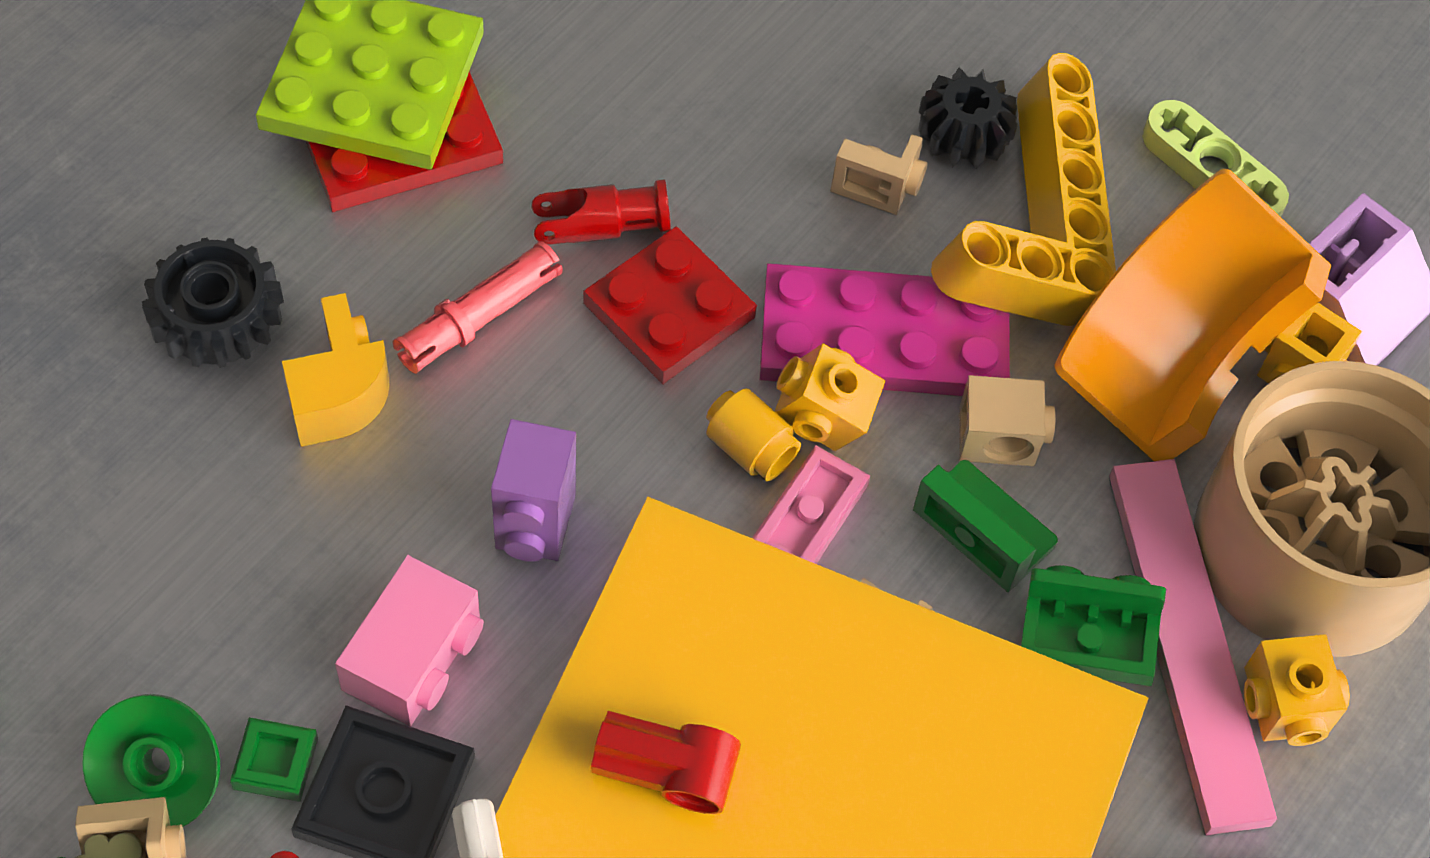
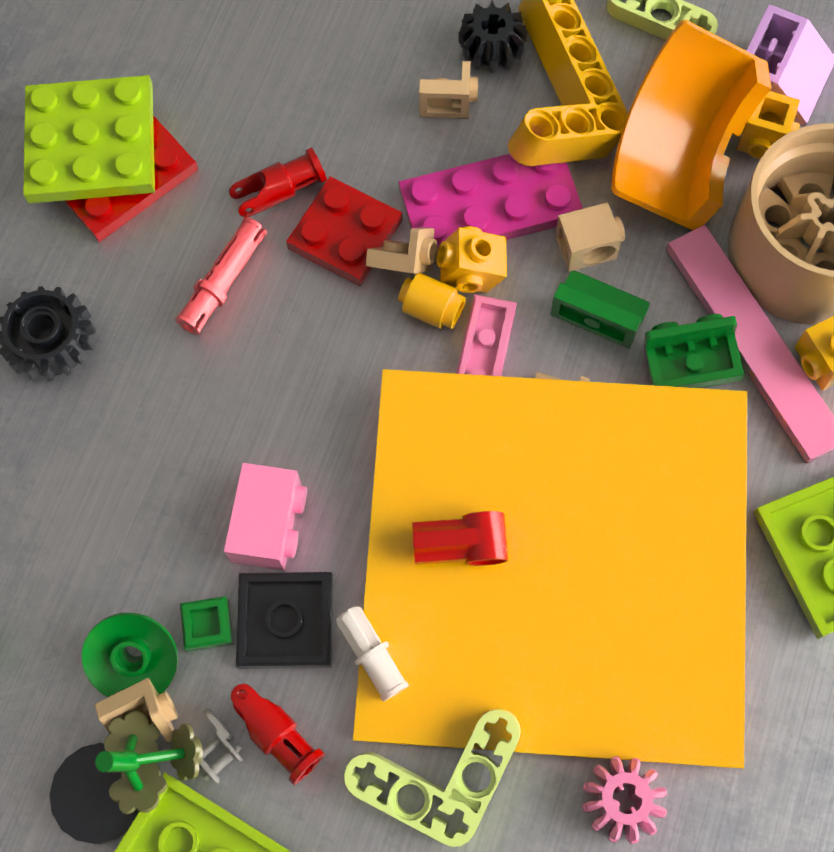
camera: 10 degrees left, 10 degrees up
(341, 388) = (152, 364): yellow brick -> none
(534, 491) = (307, 391): medium lavender brick -> none
(745, 364) = (404, 256): none -> tan bracket

